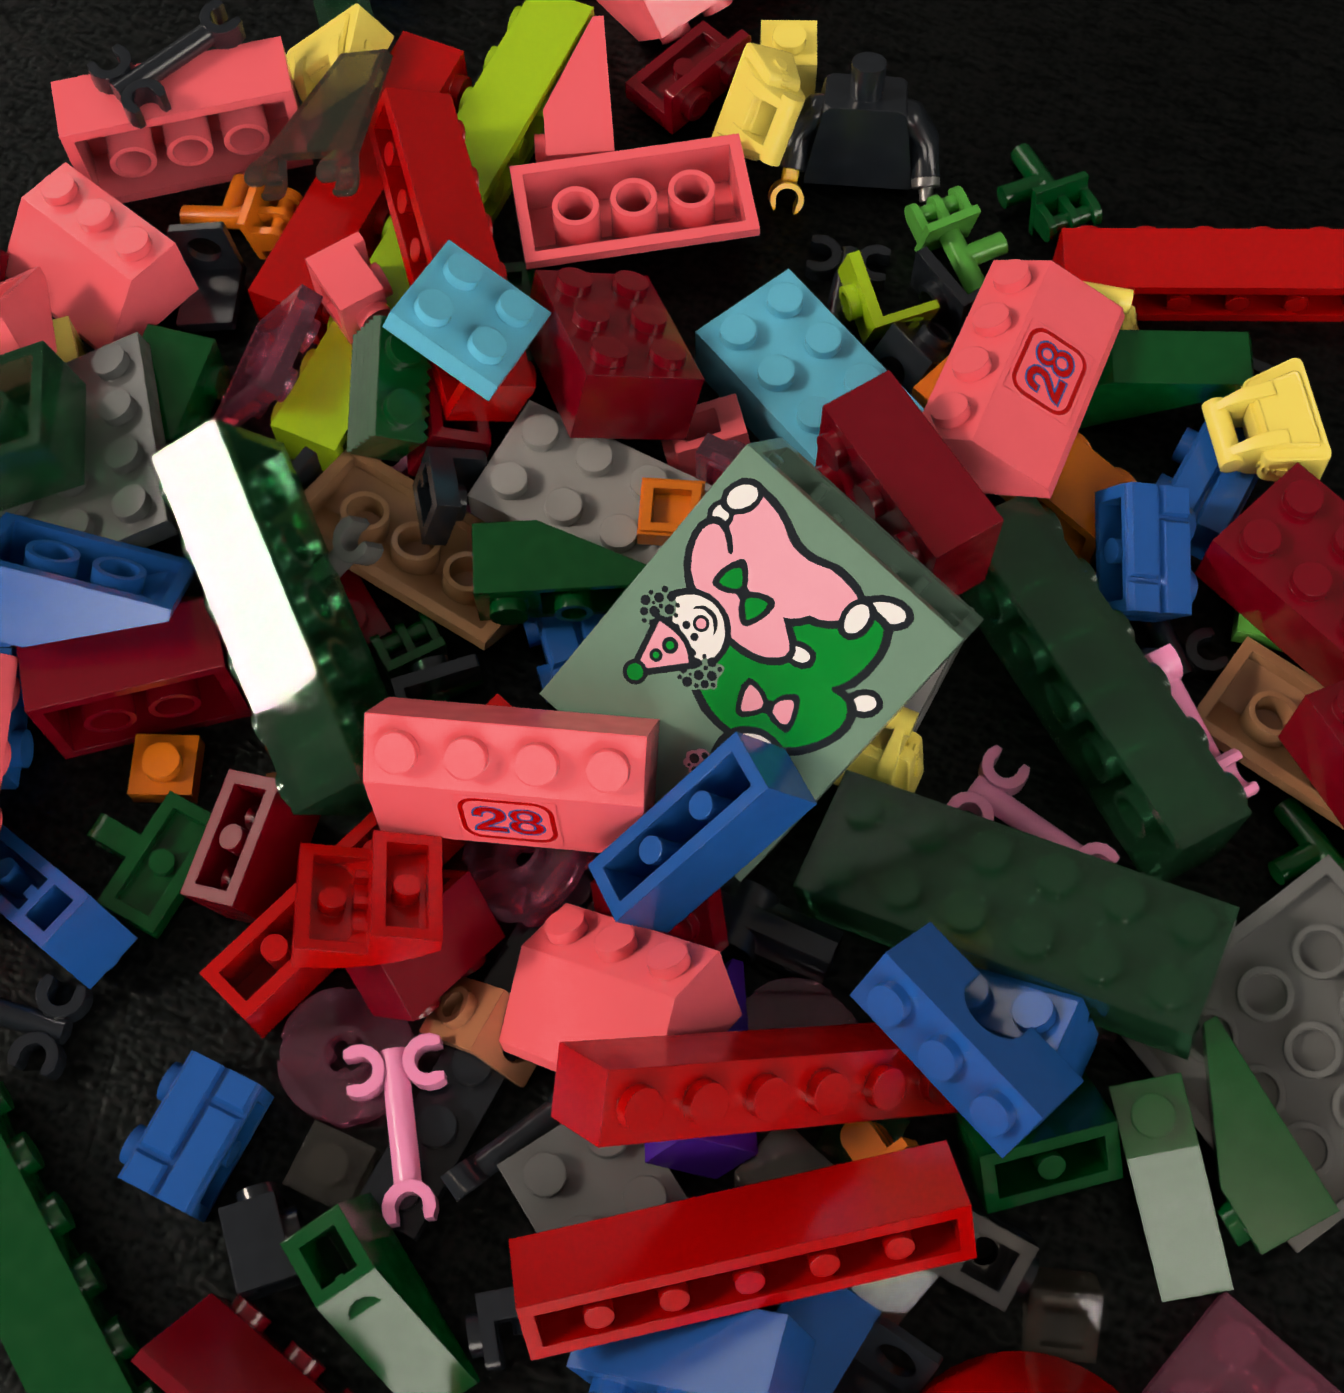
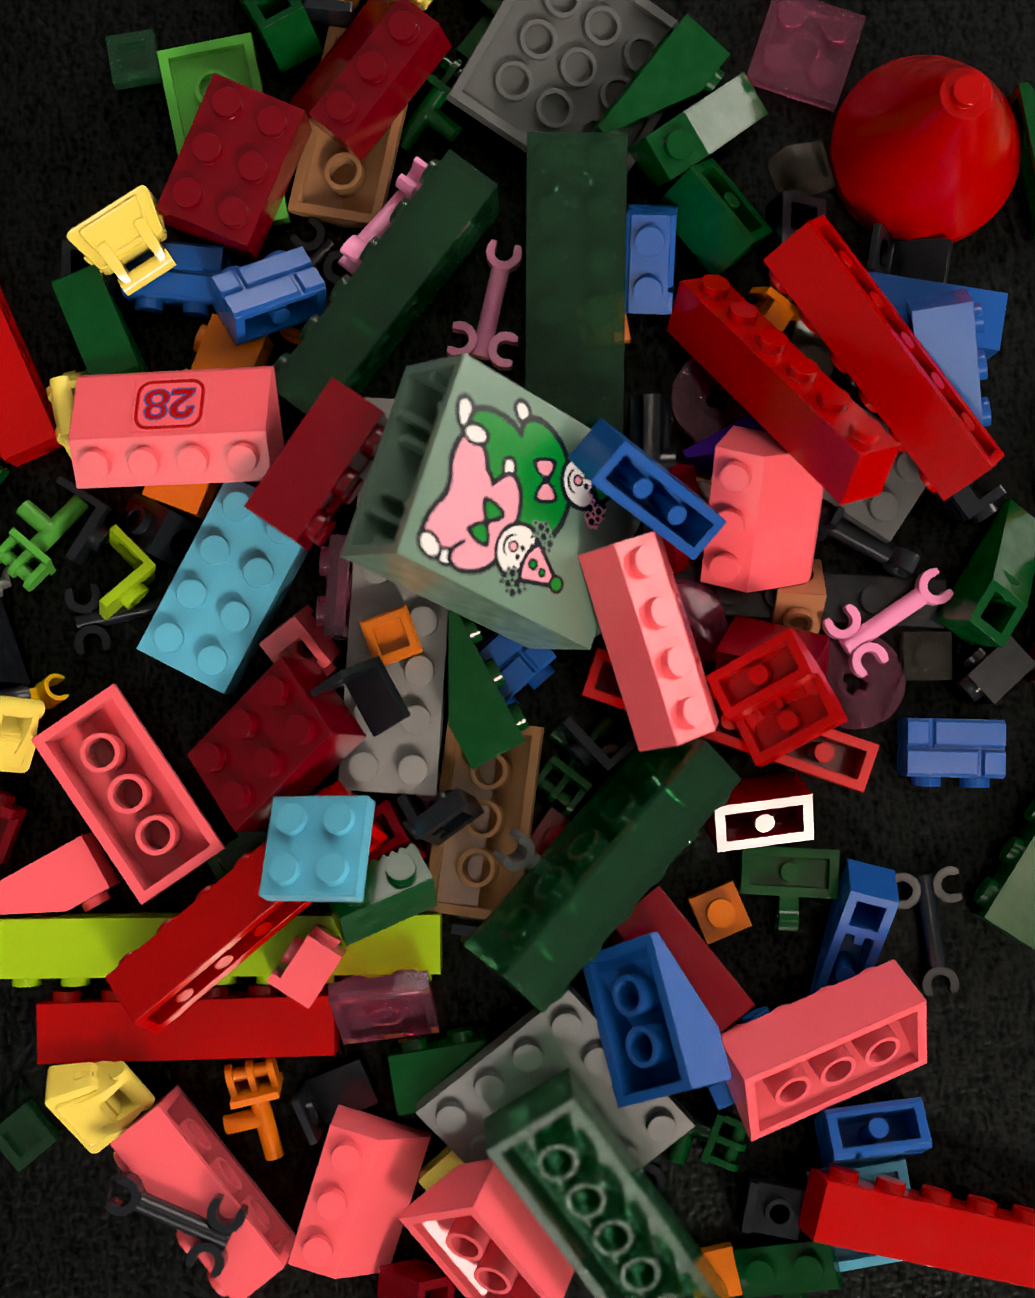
camera: 120 degrees left, 20 degrees up
(327, 126) = (170, 1063): clear smoke flag -> none
(616, 463) = (372, 693): none -> black bracket
(991, 1080) = (679, 313): blue arch -> none

